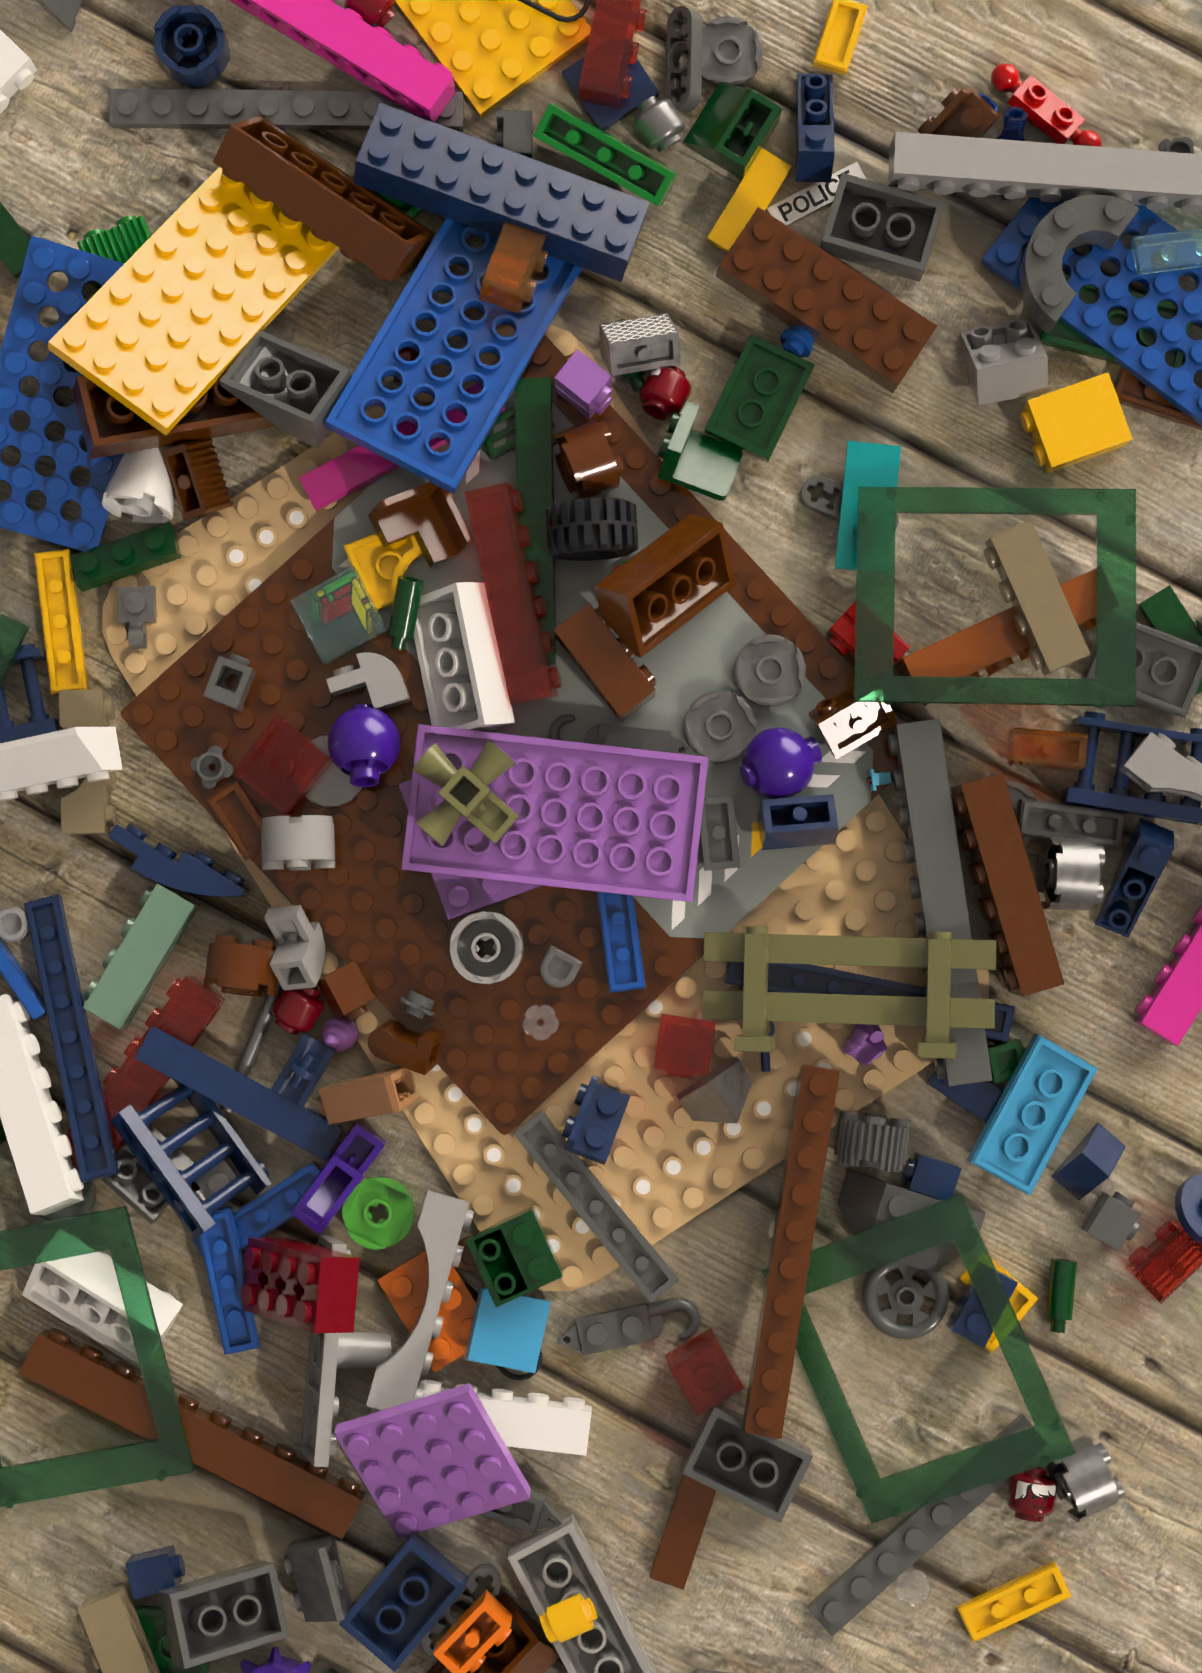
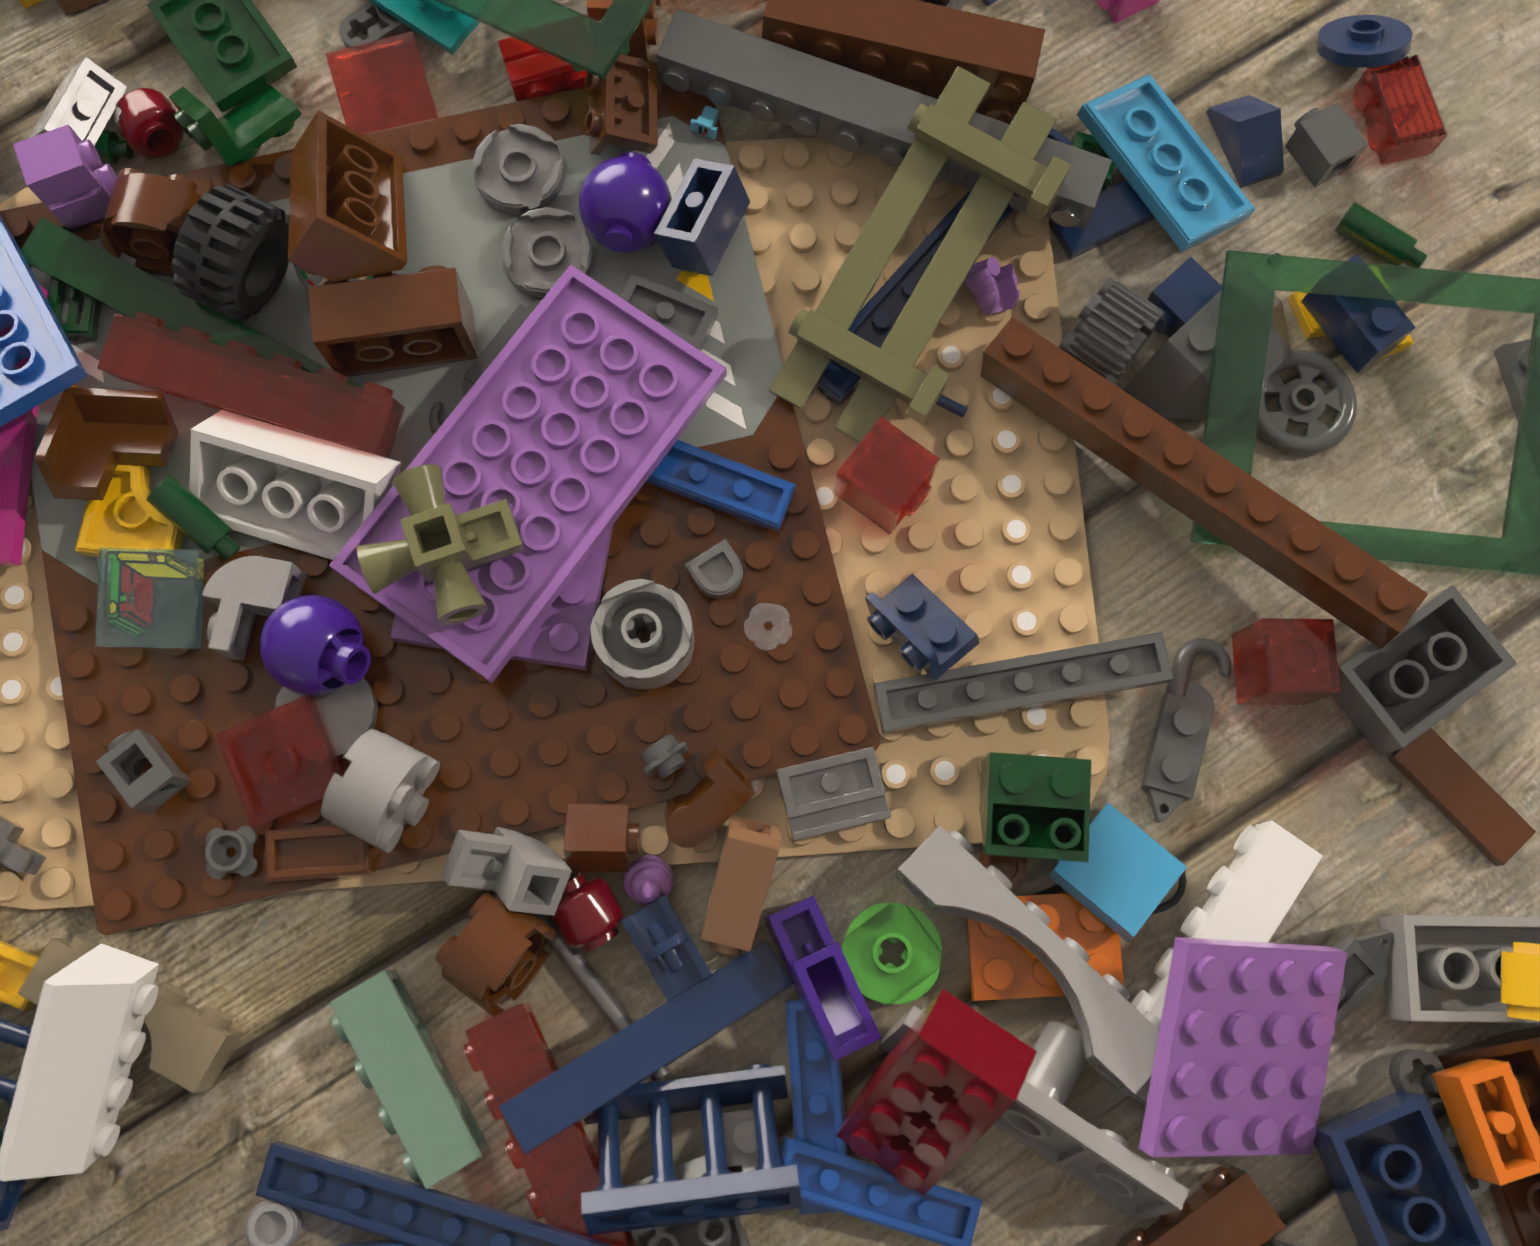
camera: 65 degrees left, 10 degrees down
(188, 874) = (345, 958): dark blue slope -> none
(456, 1122) = (833, 794): none -> flat silver plate
(718, 1095) = (965, 474): flat silver slope -> none
(783, 534) = (382, 84): none -> clear red slope

